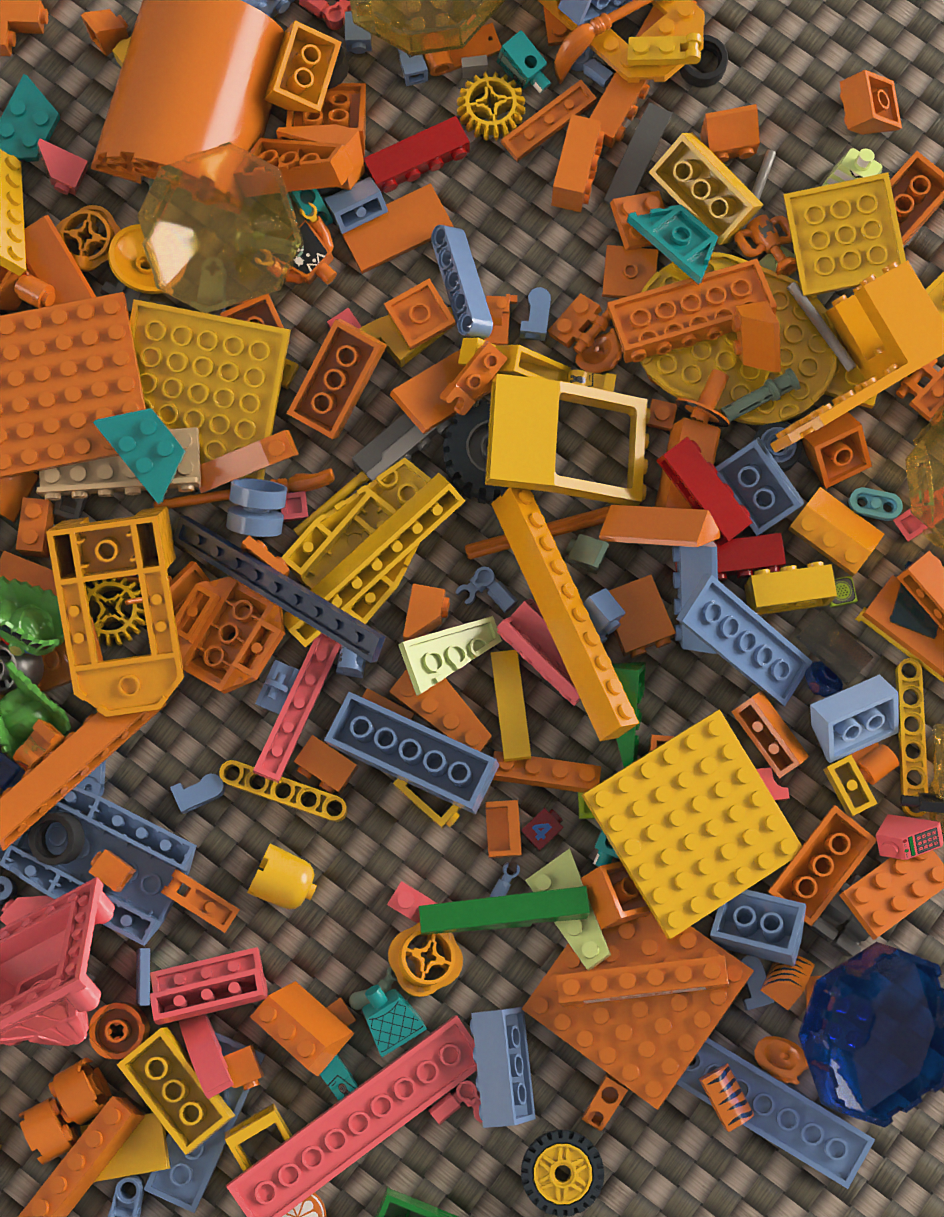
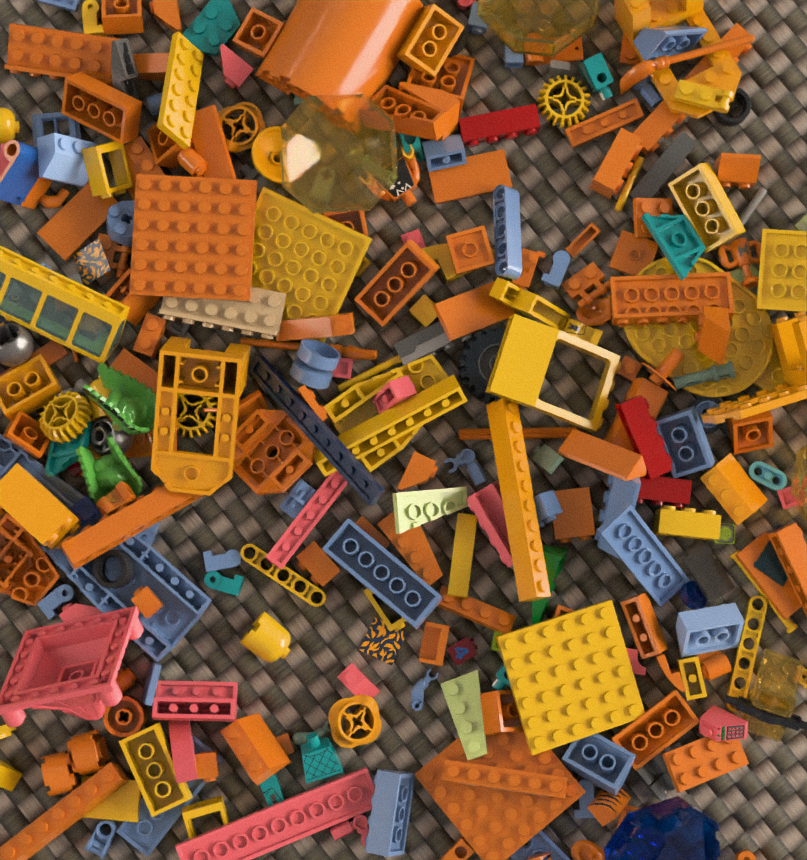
camera: 10 degrees right, 5 degrees up
(81, 116) = (258, 33): none -> orange slope
(108, 983) = (125, 679): none -> orange brick
(145, 448) = (244, 301): teal wing -> none
(201, 901) = (205, 639): orange plate -> none
(208, 823) = (218, 582): none -> teal leg
(350, 663) = (352, 496): medium blue leg -> none
(367, 517) = (394, 393): none -> coral slope
(381, 408) = (424, 311): none -> yellow piece
(436, 846) = (382, 642): none -> sticker
(474, 377) = (497, 310): orange plate -> none
(505, 911) = (420, 704): green slope -> none
(561, 269) = (583, 240): none -> orange piece
(600, 187) = (629, 184): none -> yellow bar
(821, 326) = (763, 335): light grey bar -> none
(825, 790) = (672, 675): none -> orange slope

